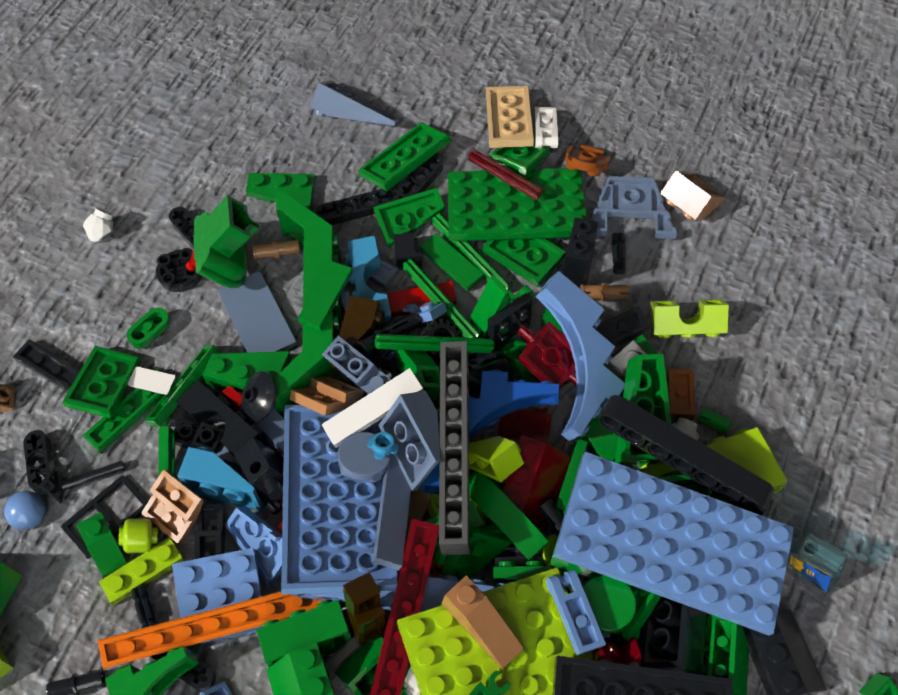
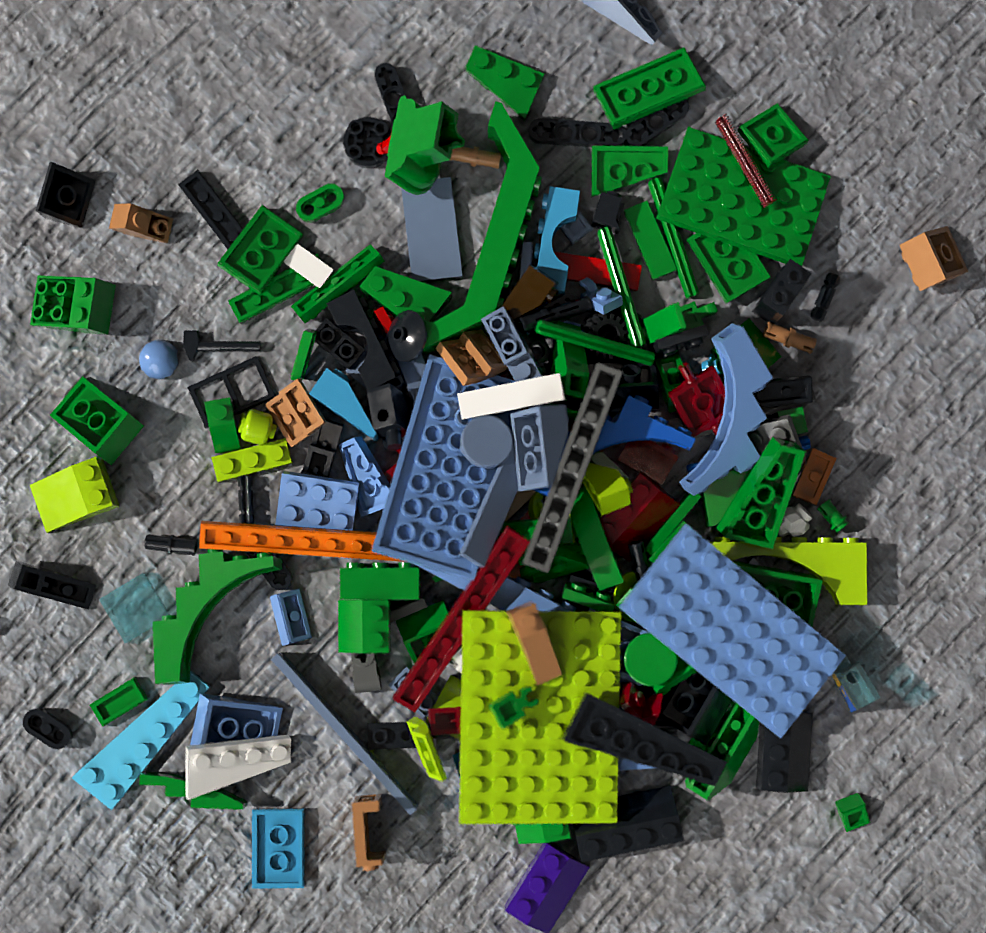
camera: 15 degrees right, 25 degrees up
(46, 469) = (188, 324): black beam -> none
(98, 225) = (298, 54): white rock -> none
(325, 295) = (505, 252): green tile -> none
(364, 608) = (439, 588): dark brown slope -> none
(382, 439) = (510, 434): dark azure plate -> none
(509, 117) = (781, 81): tan plate -> none
(546, 127) = (816, 111): white plate -> none
(576, 613) = (618, 661): medium blue plate -> none
(587, 159) = (841, 183): dark orange plate -> none
(633, 199) = (868, 237): sand blue wing -> none
(686, 455) = (779, 556): black beam -> none
(709, 320) = (876, 411): lime arch -> none

